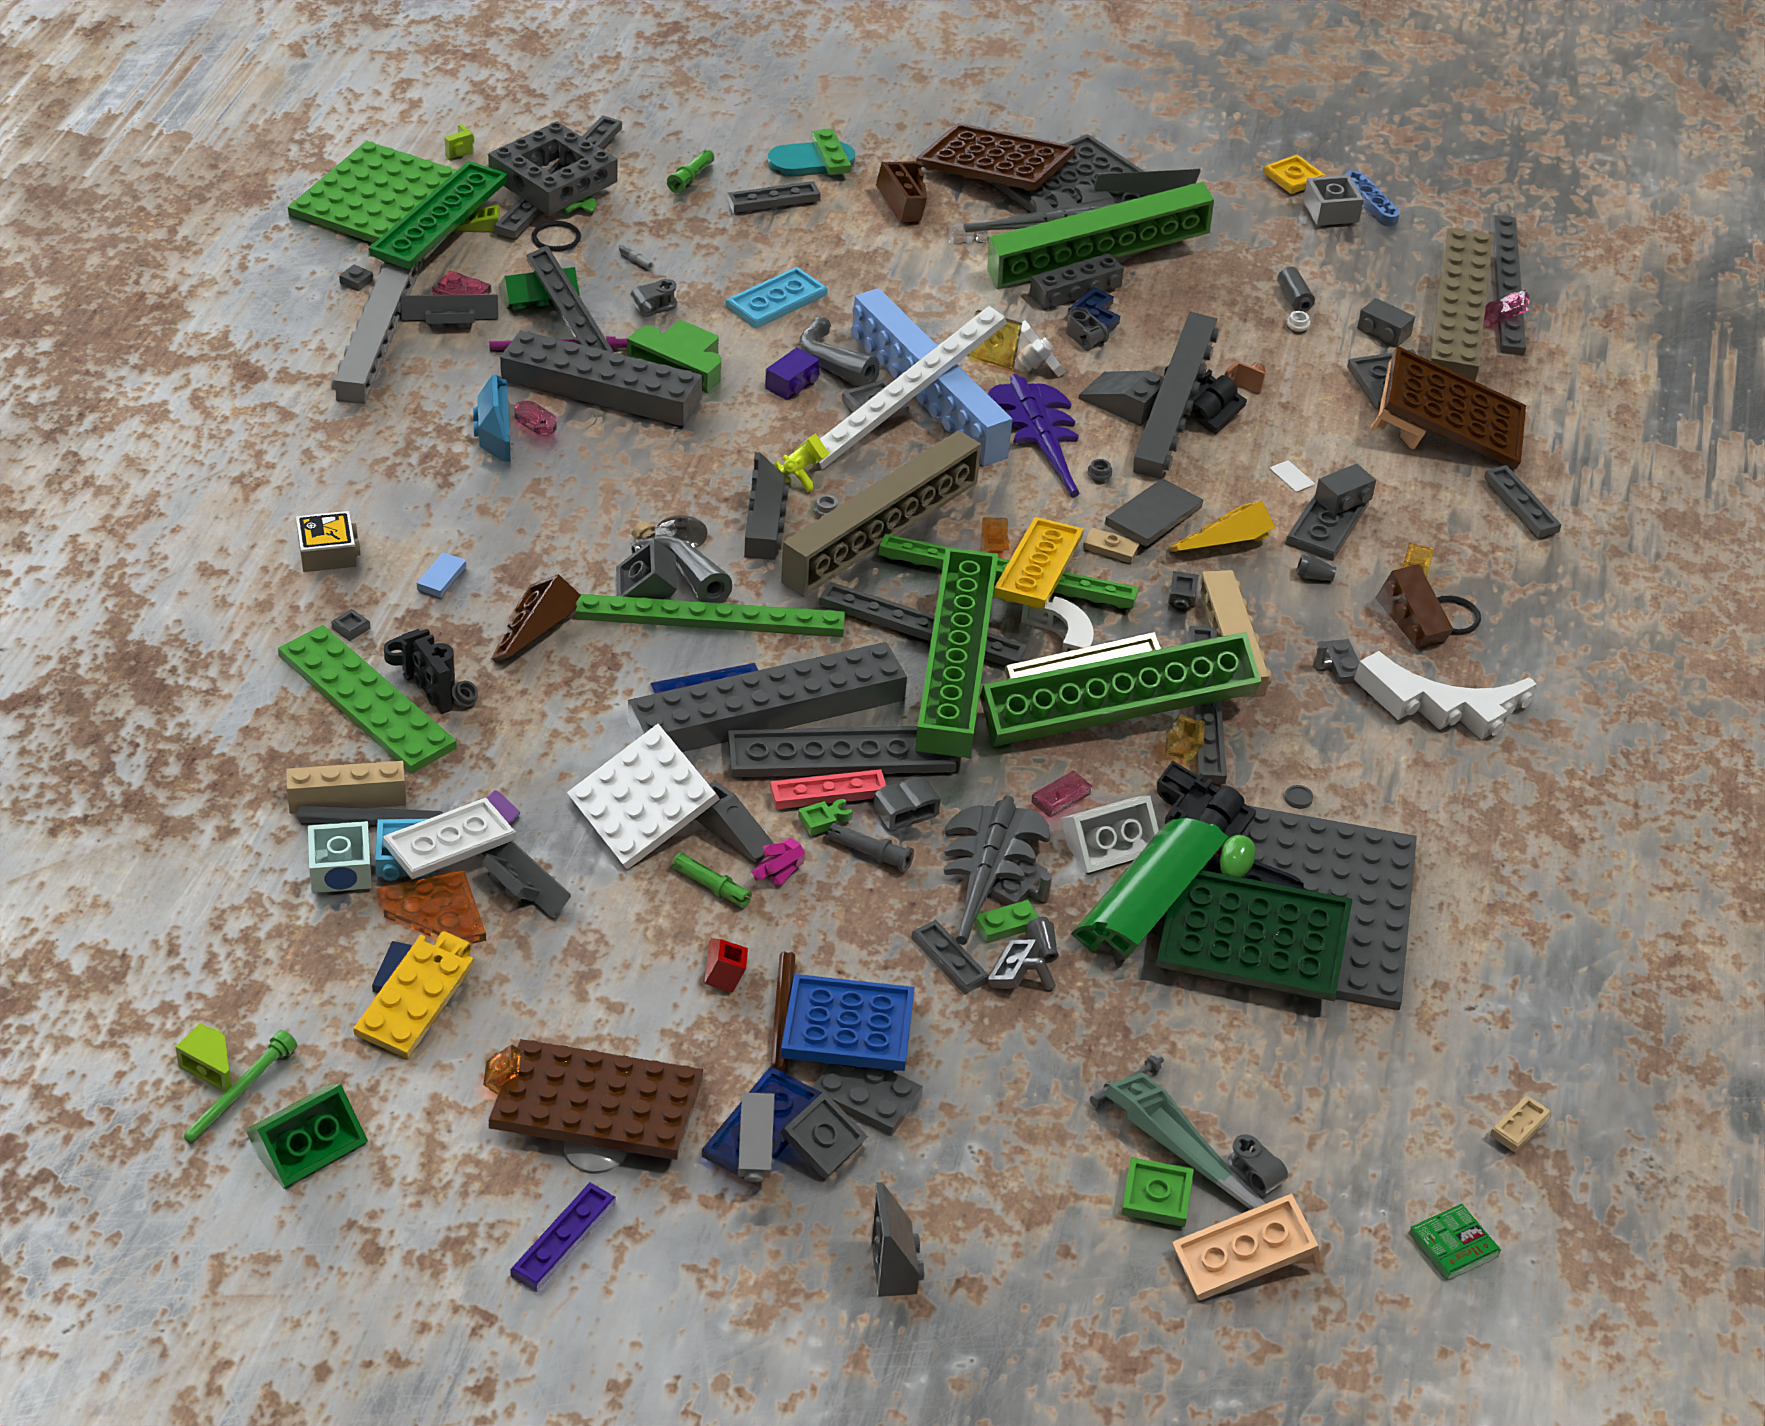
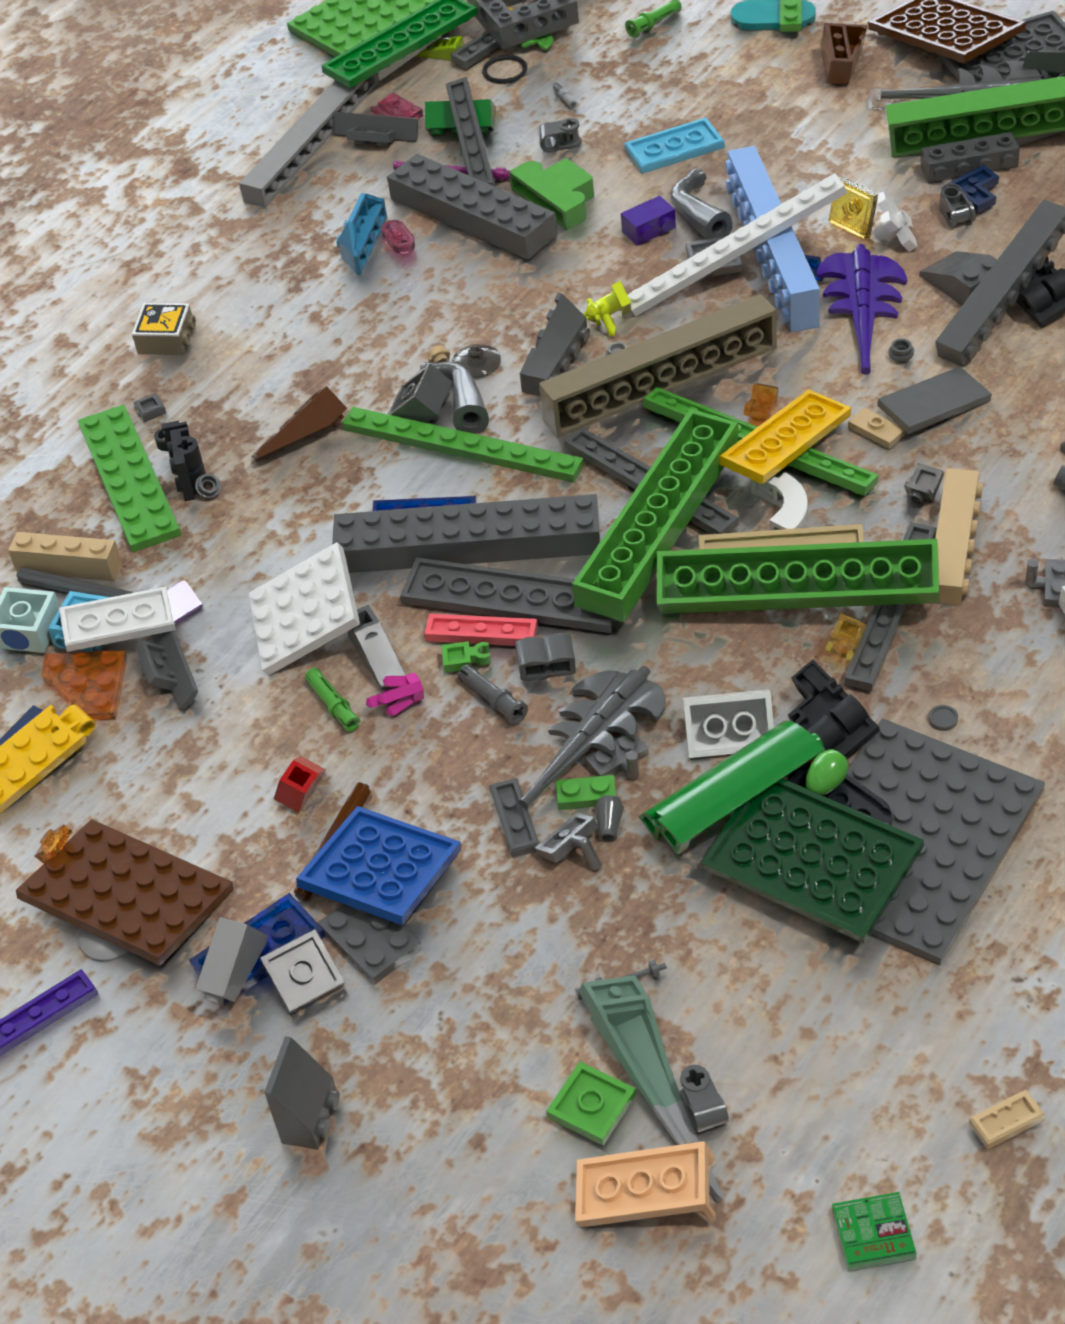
camera: 30 degrees right, 5 degrees up
(356, 277) = (311, 91): dark grey plate -> none
(441, 575) = (247, 372): light blue tile -> none
(773, 197) = (717, 48): dark grey plate -> none
(1061, 794) = (700, 673): clear pink plate -> none
(1241, 524) = (1012, 426): yellow wedge -> none

